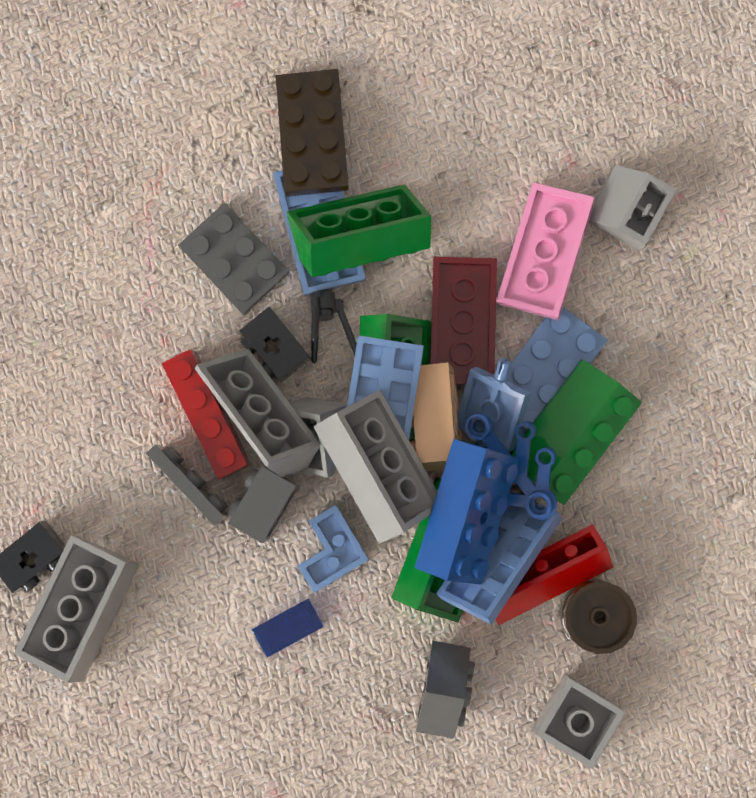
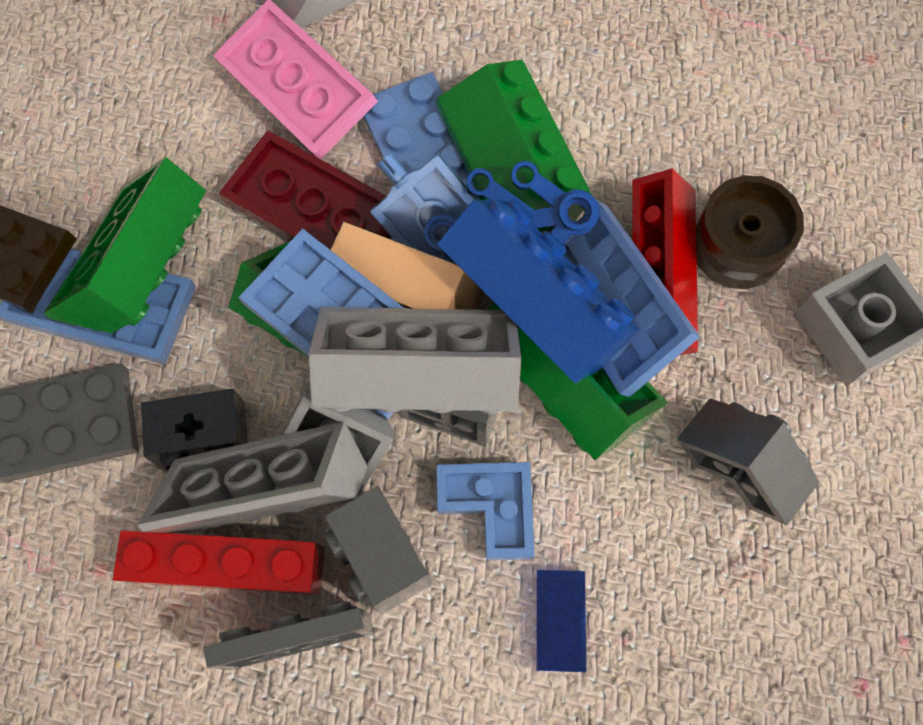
camera: 55 degrees left, 15 degrees down
(323, 308) = (194, 347): black plant -> none

